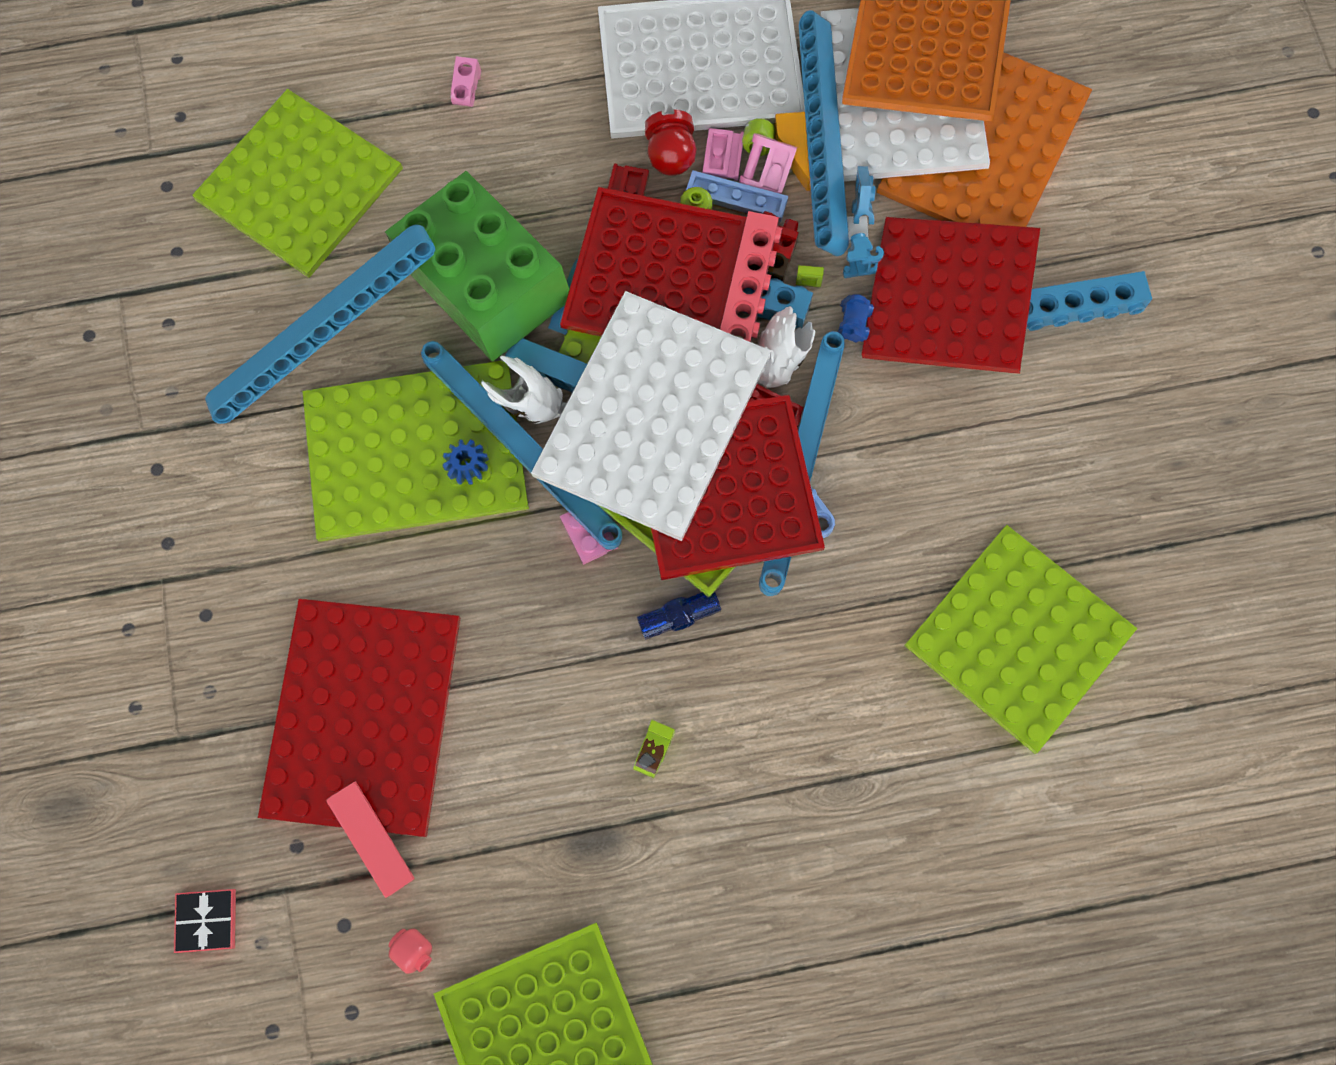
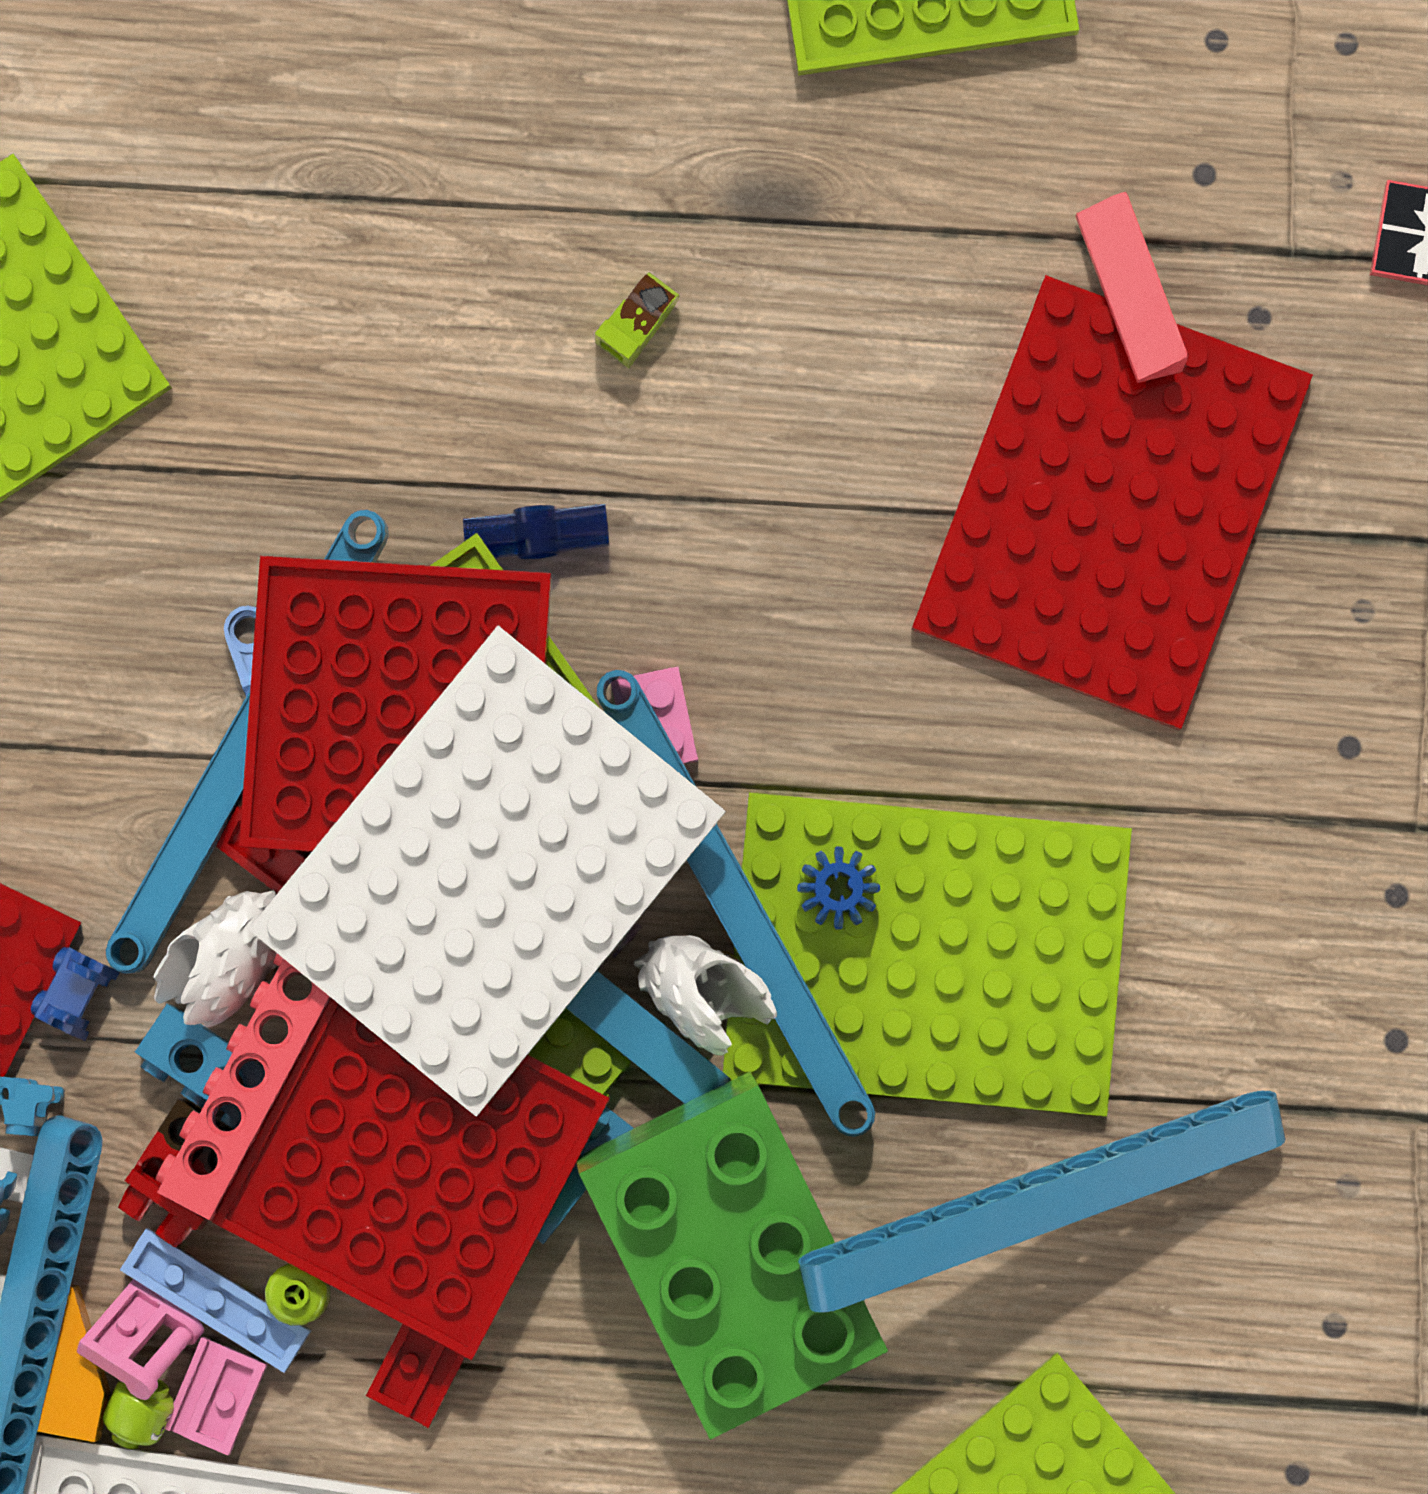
camera: 165 degrees left, 10 degrees up
(410, 950) = (1102, 103): coral head -> none
(670, 142) = (310, 1423): red tile -> none
(809, 276) = (129, 1096): lime tile -> none

